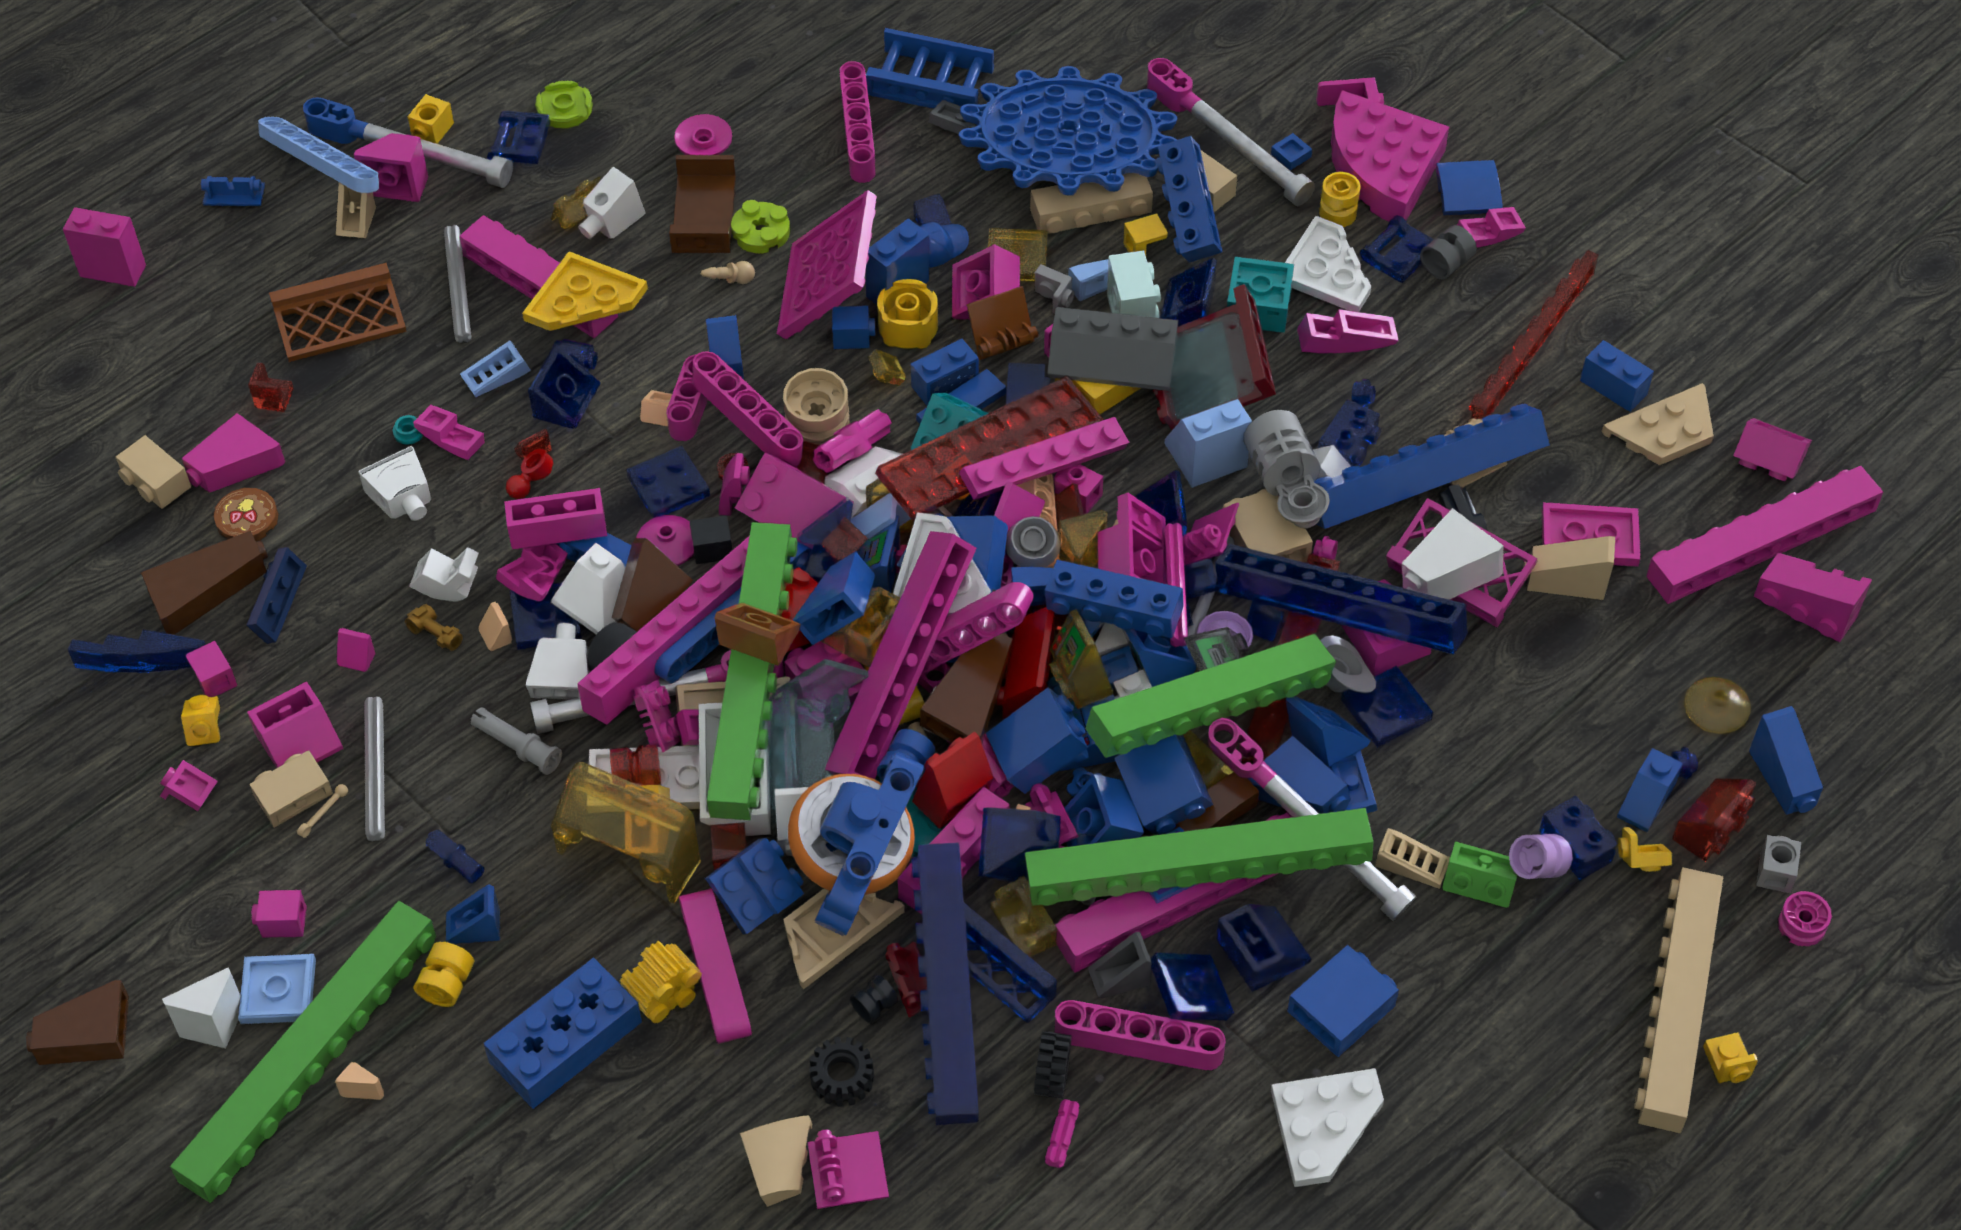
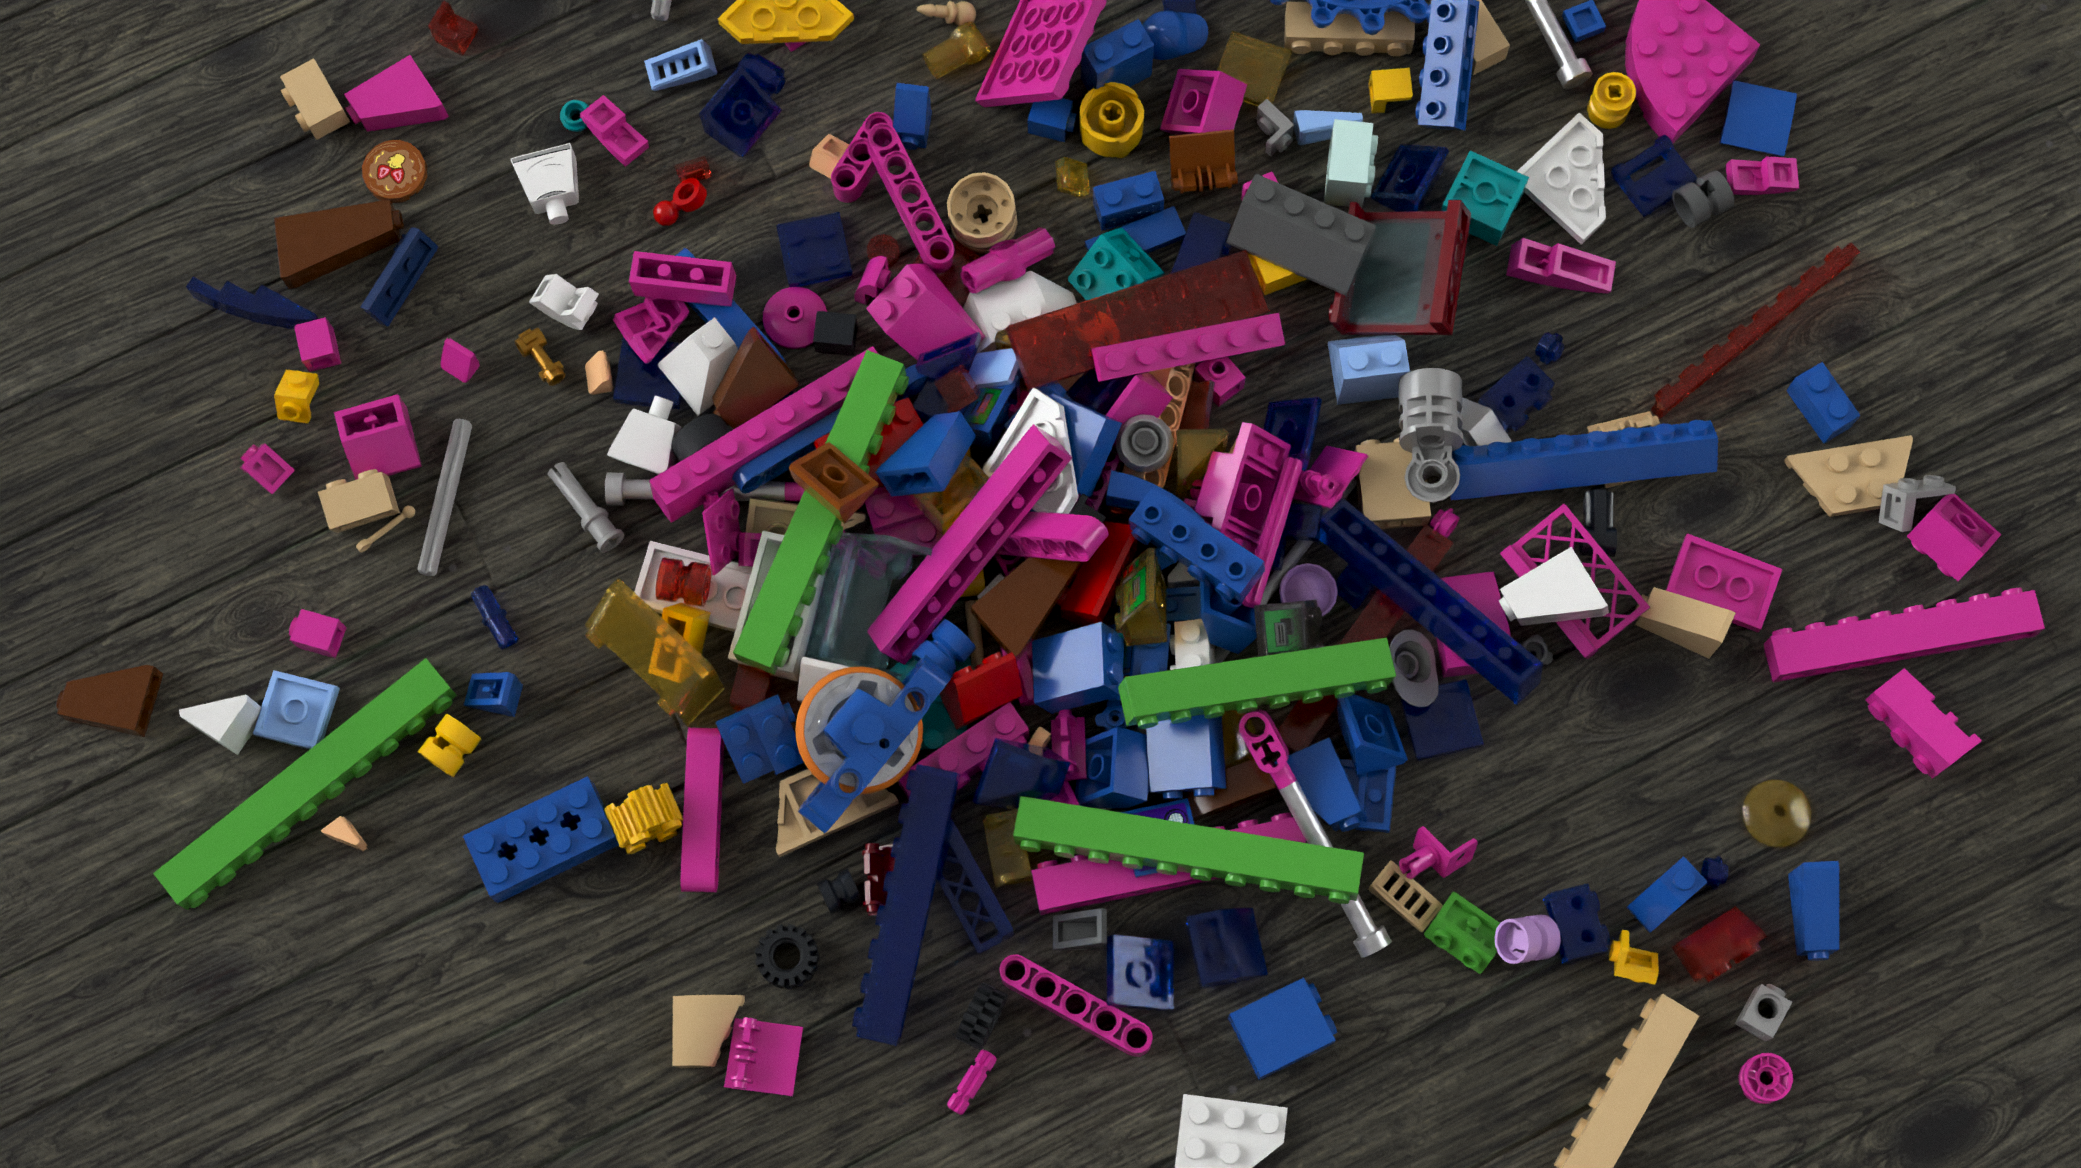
camera: 20 degrees right, 20 degrees up
(751, 293) = (962, 47): none -> clear yellow piece
(1428, 813) = (1432, 853): none -> dark pink bracket
(1716, 429) = (1900, 499): none -> light grey bracket

